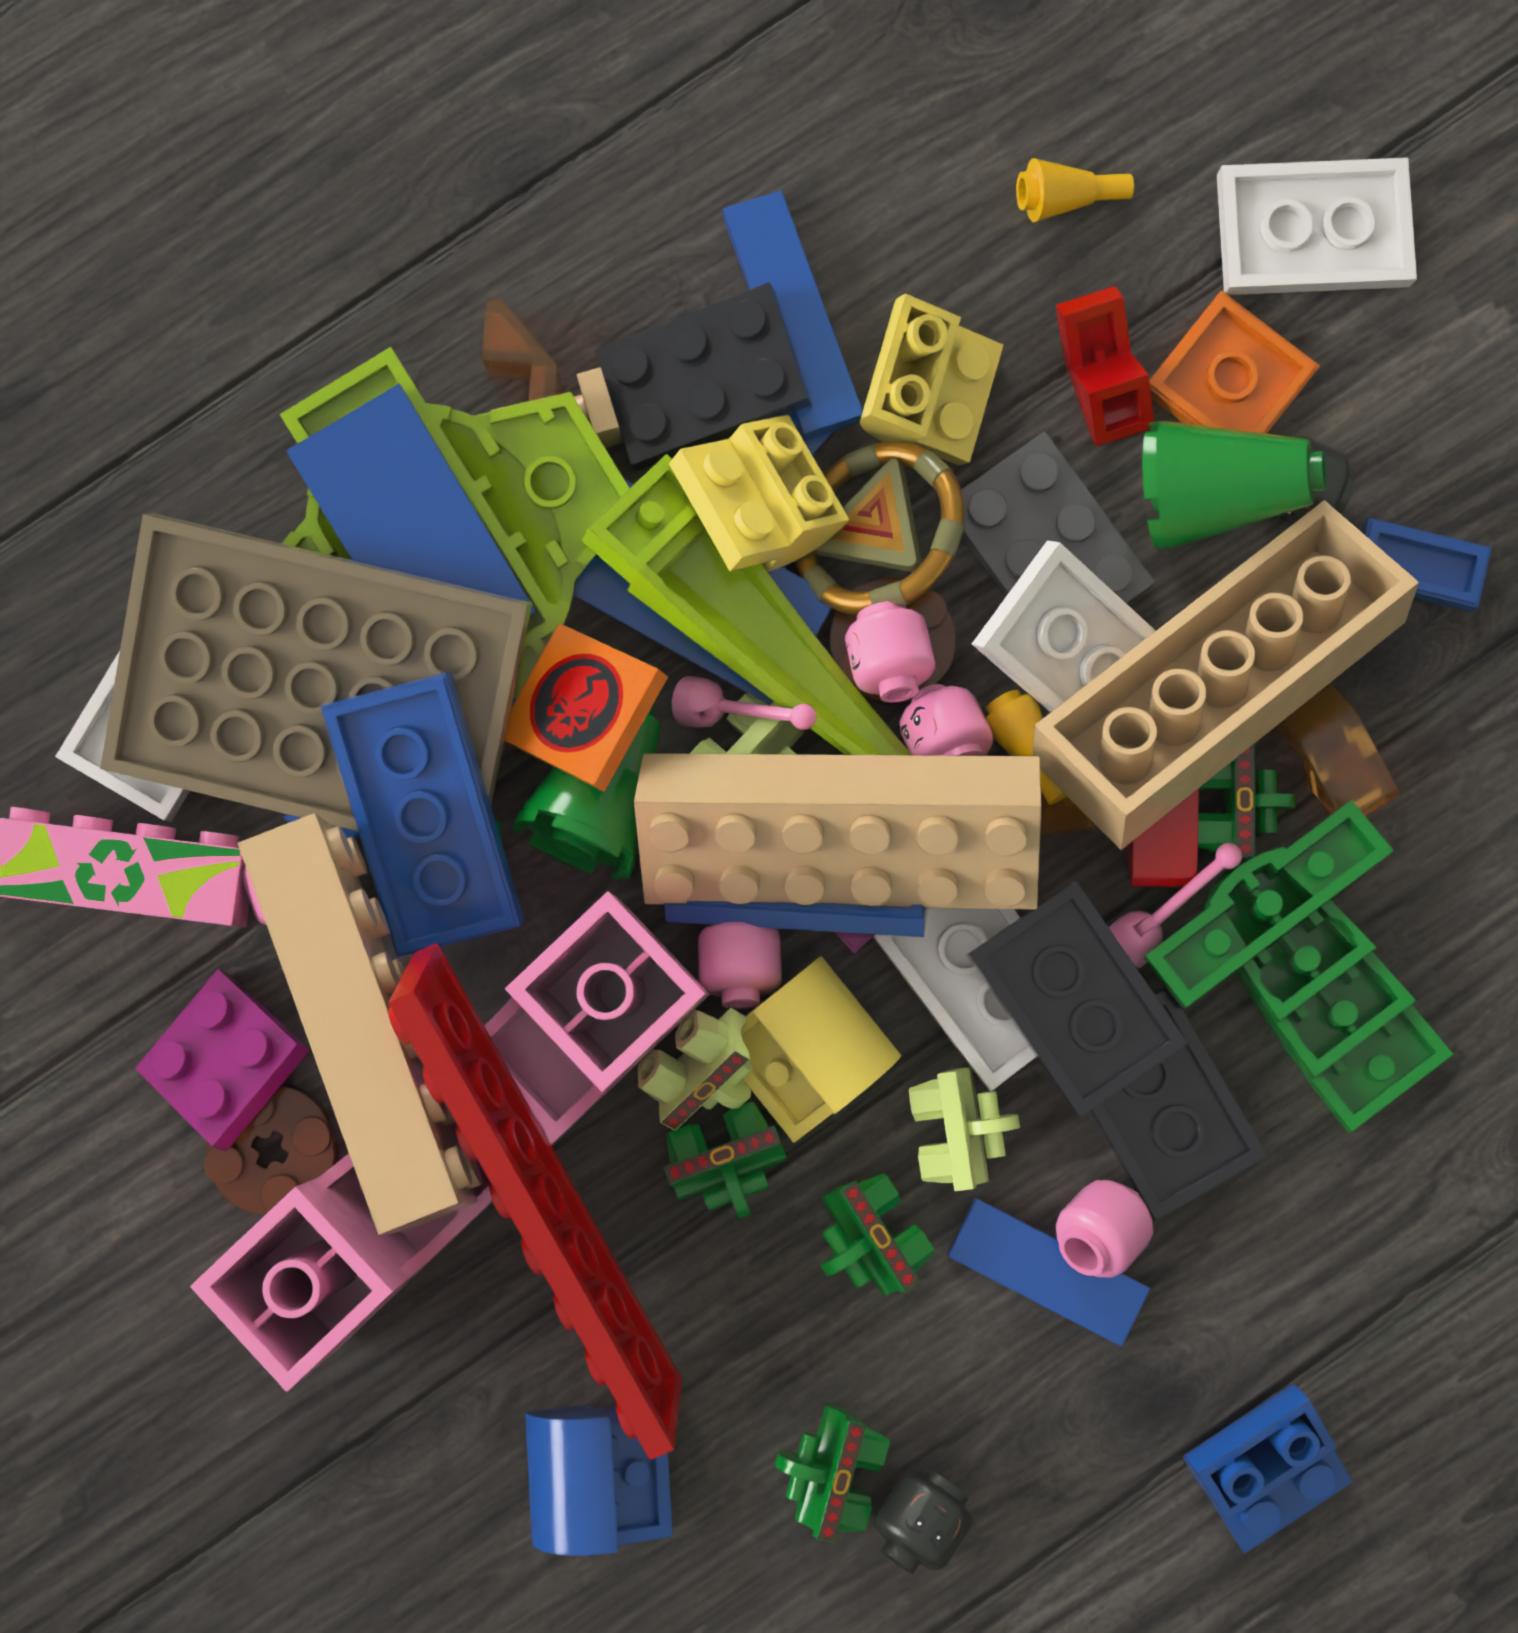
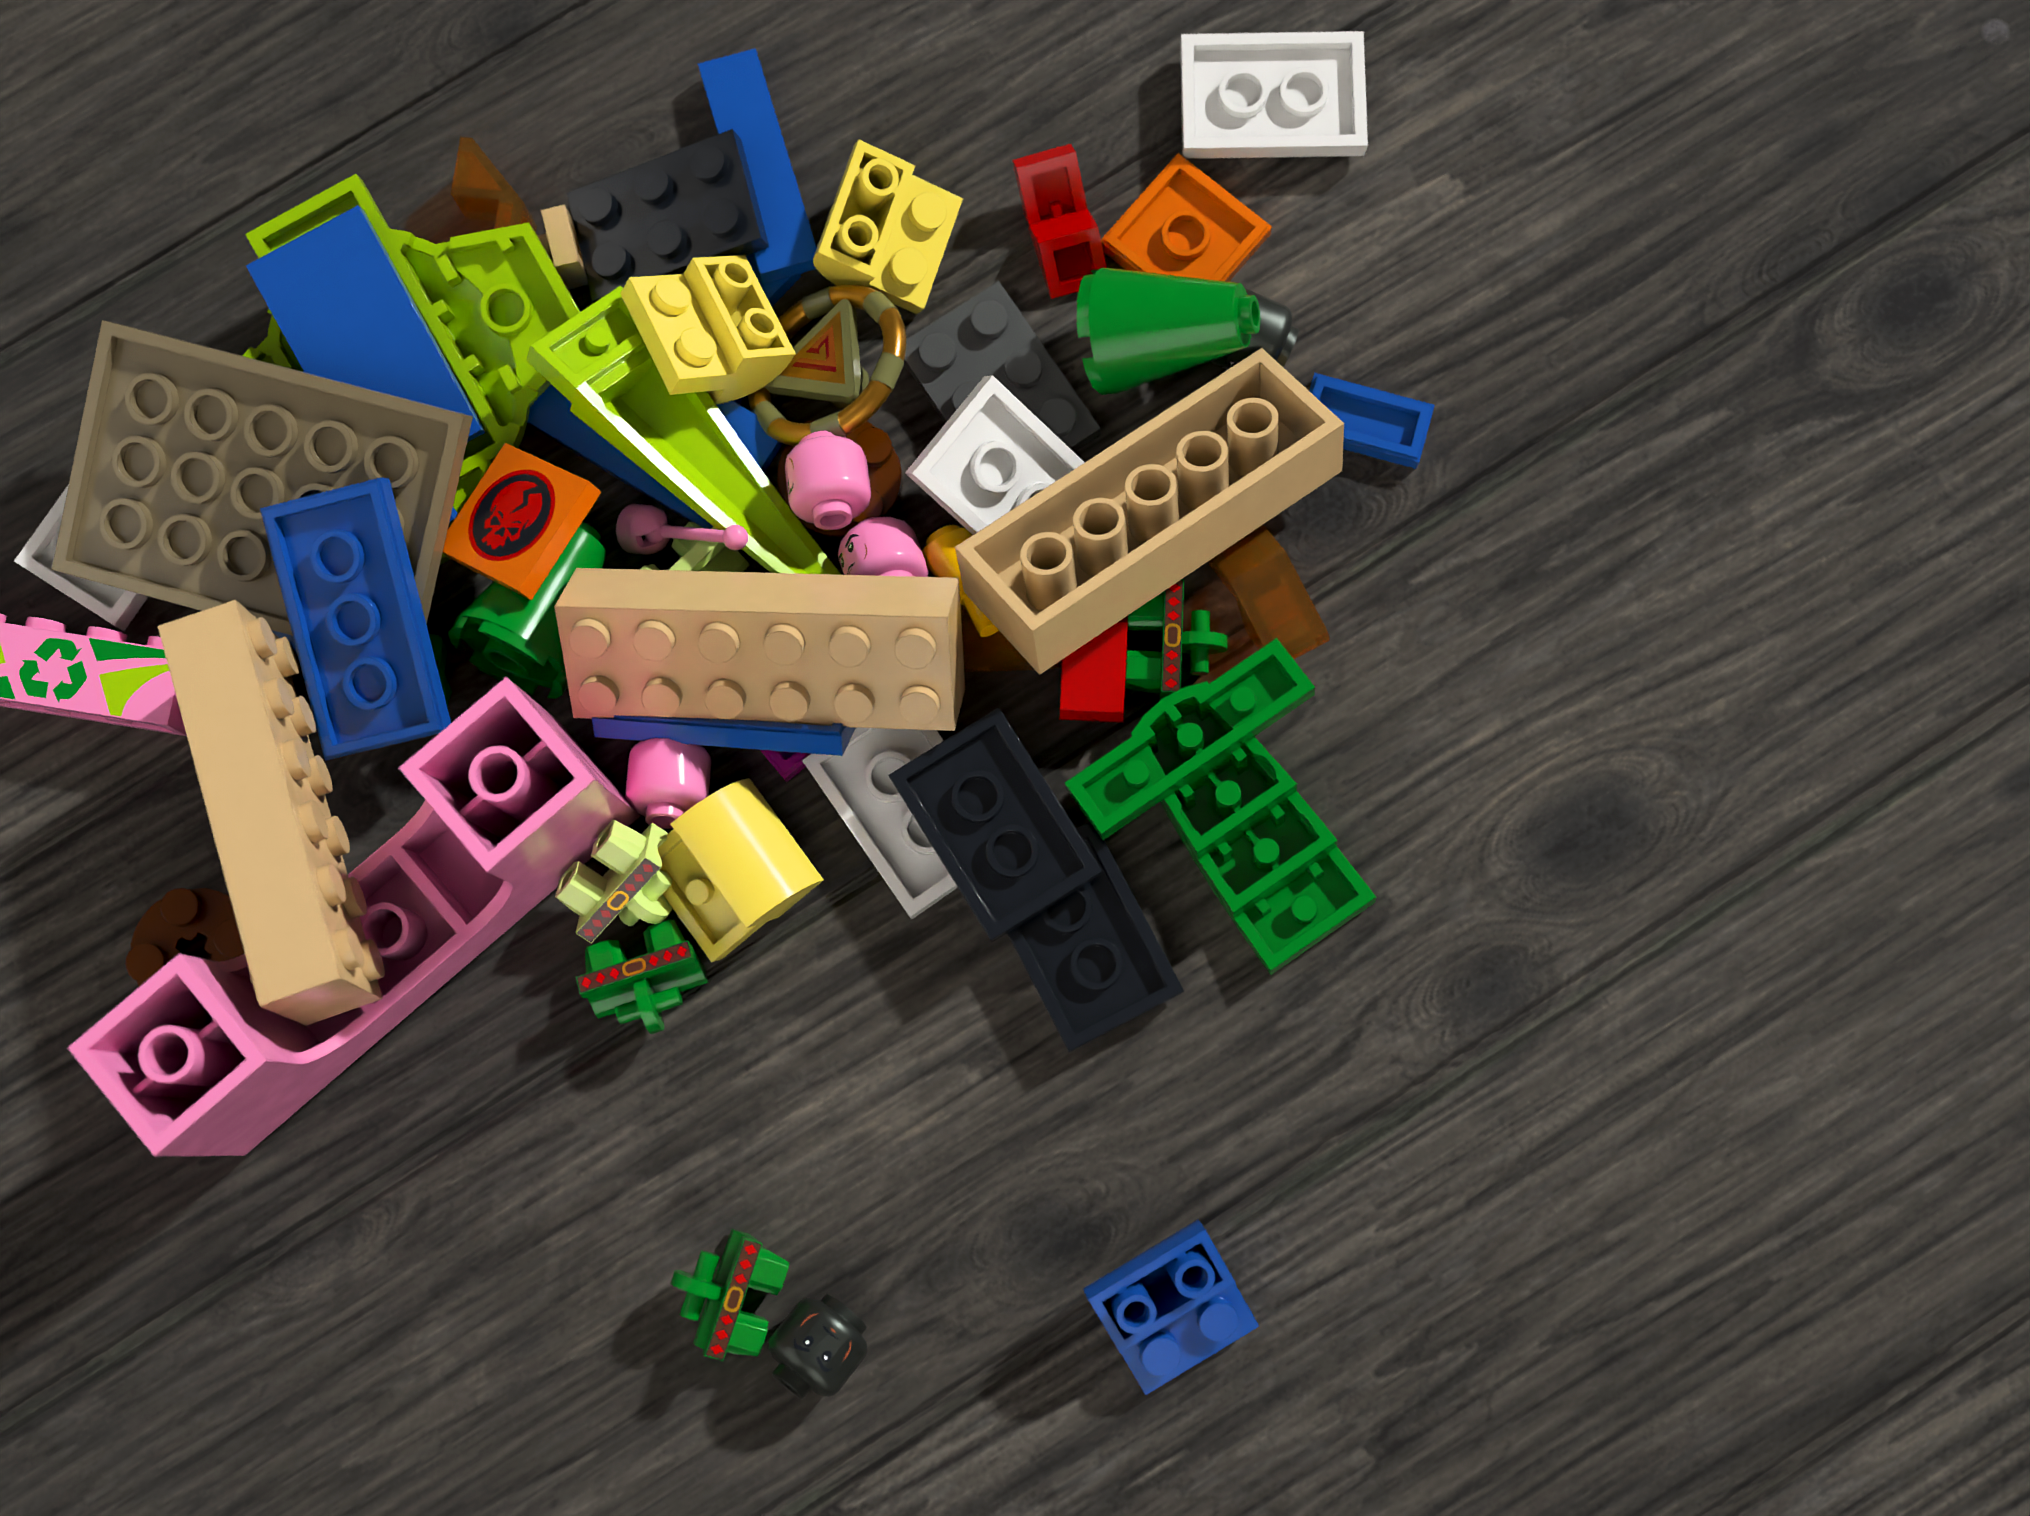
camera: 10 degrees right, 5 degrees down
(222, 1060) = (149, 860): magenta plate -> none
(538, 1196) = (437, 991): red plate -> none
(592, 1483) = (495, 1288): blue brick -> none
(864, 1244) = (797, 1081): green hips -> none
(963, 1155) = (885, 950): yellowish green hips -> none
(1035, 1268) = (961, 1102): blue tile -> none
(1054, 189) = (1024, 54): yellow cone -> none
(1104, 1229) = (1015, 1057): bright pink head -> none
(1142, 932) = (1067, 760): bright pink hinge -> none

